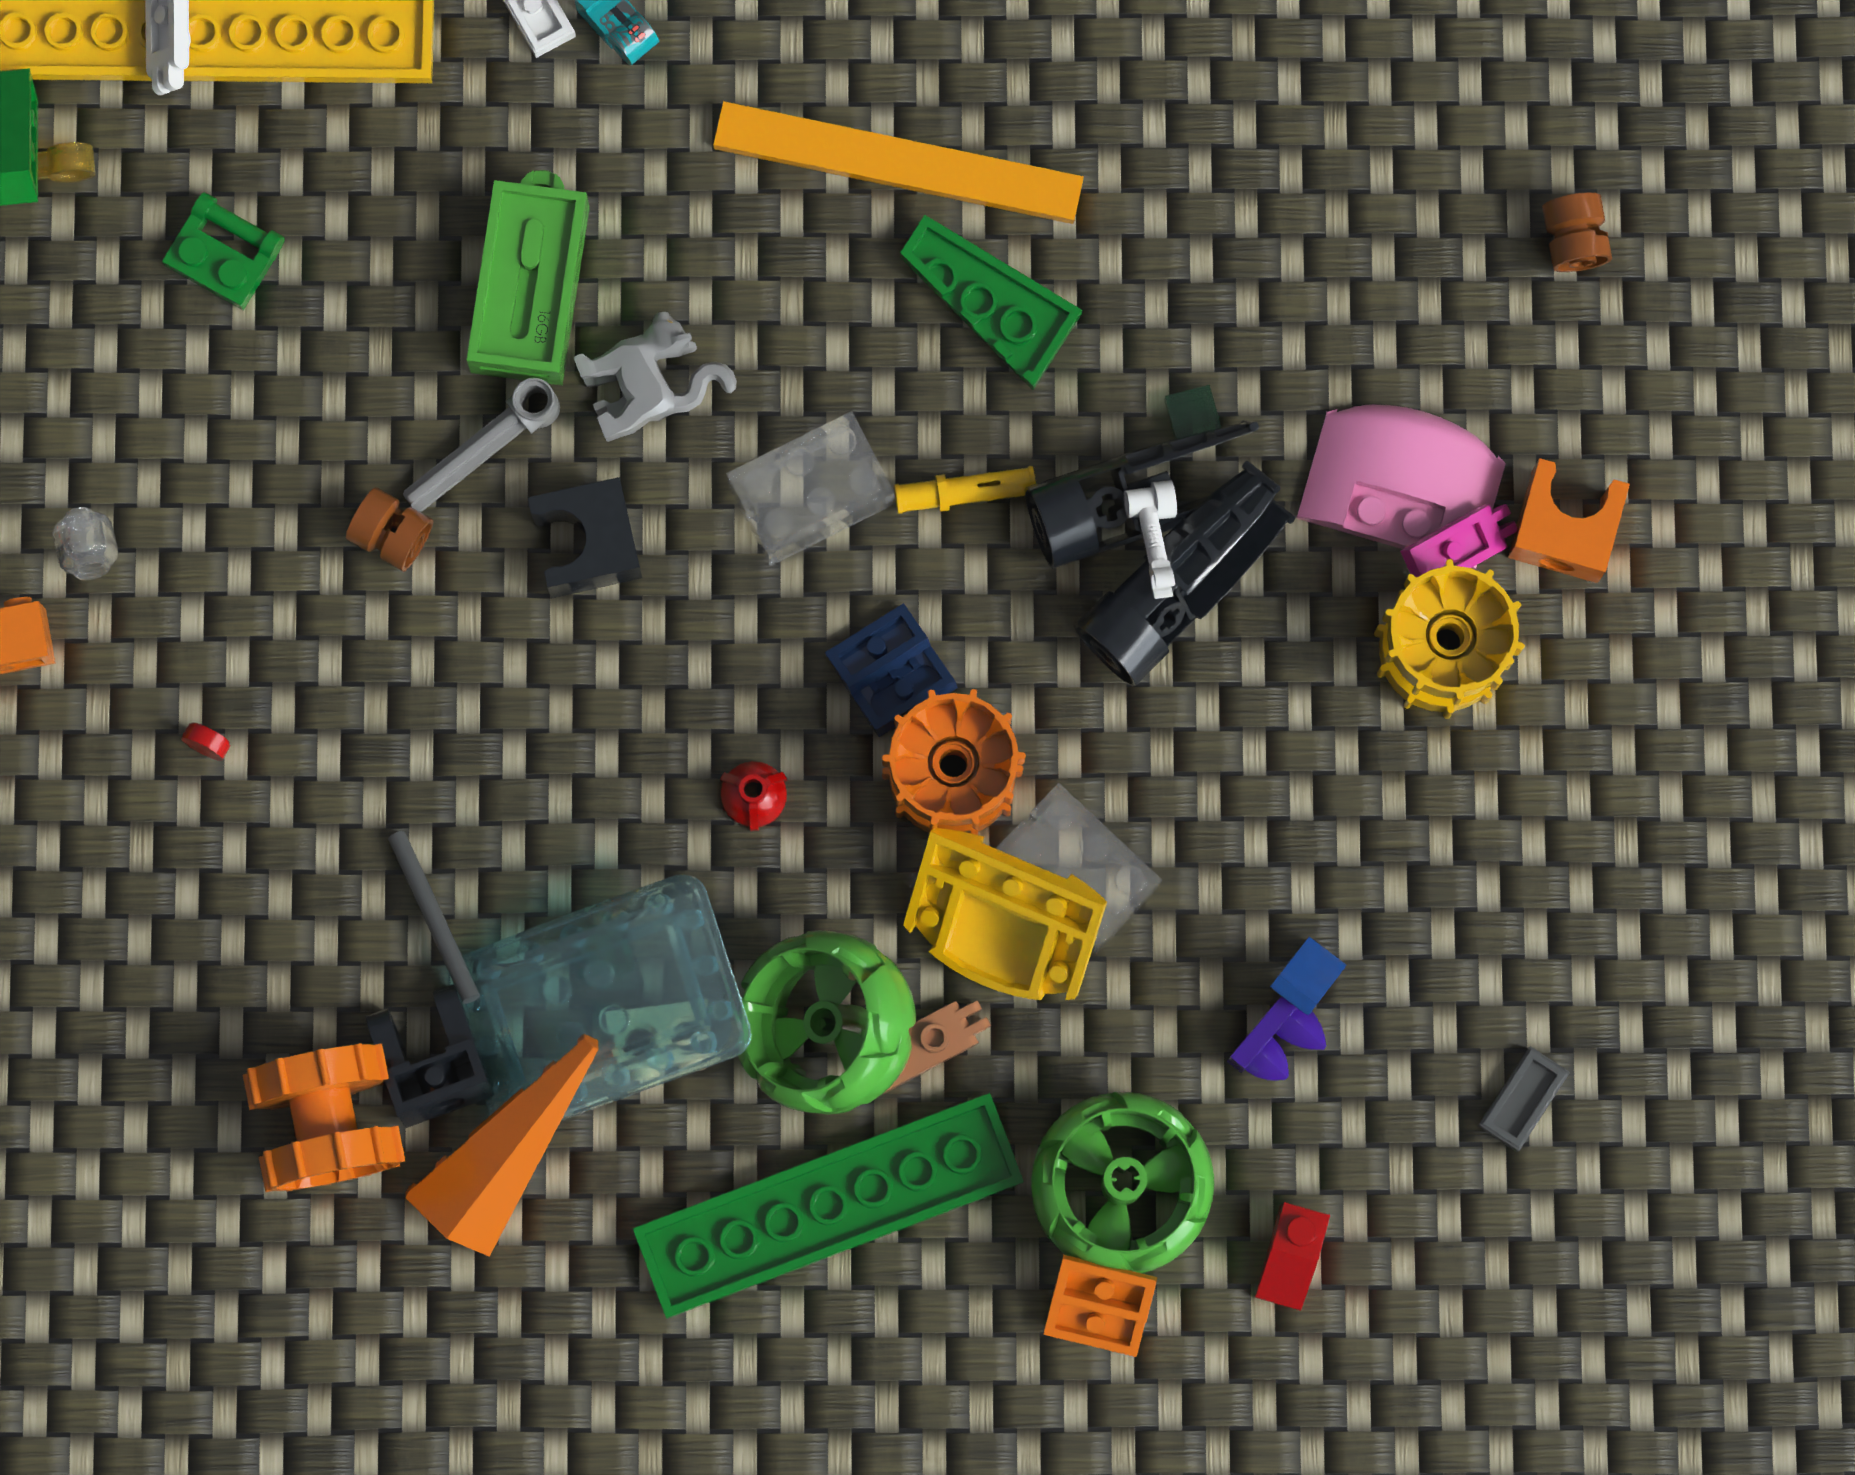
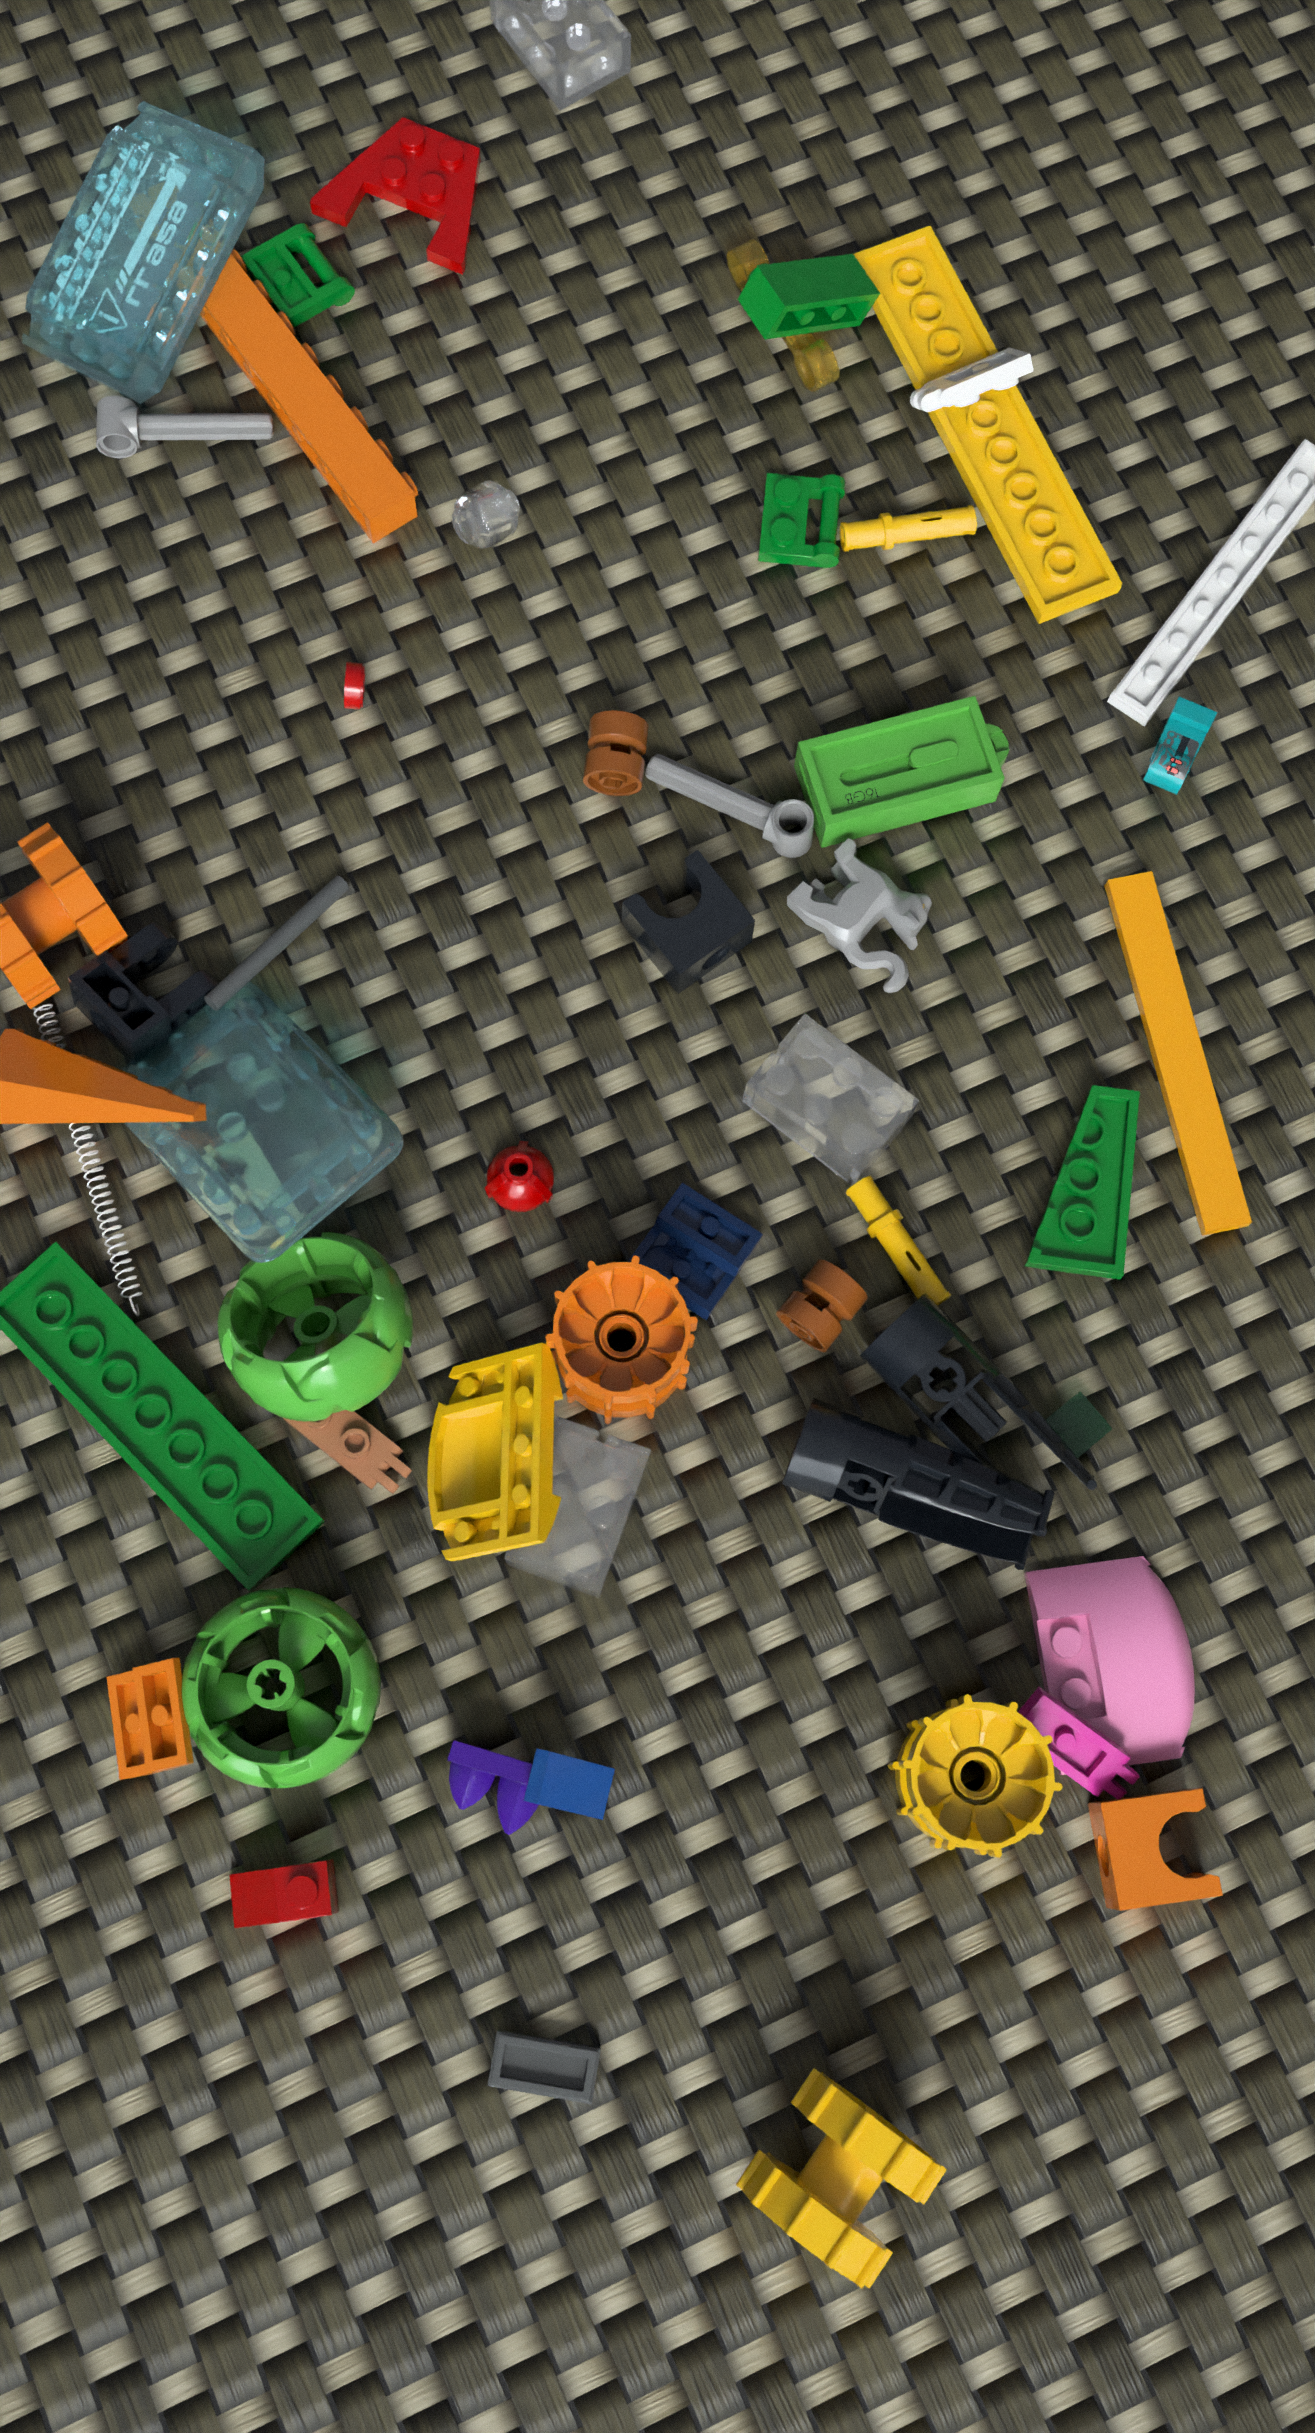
camera: 65 degrees right, 5 degrees down
(275, 175) = (907, 528): none -> yellow pin
(683, 1175) = (103, 1185): none -> white piece
(985, 566) = (830, 1290): none -> dark orange wheel
(1150, 506) = (961, 1415): white brick -> none
(1711, 889) = (839, 2179): none -> yellow piece

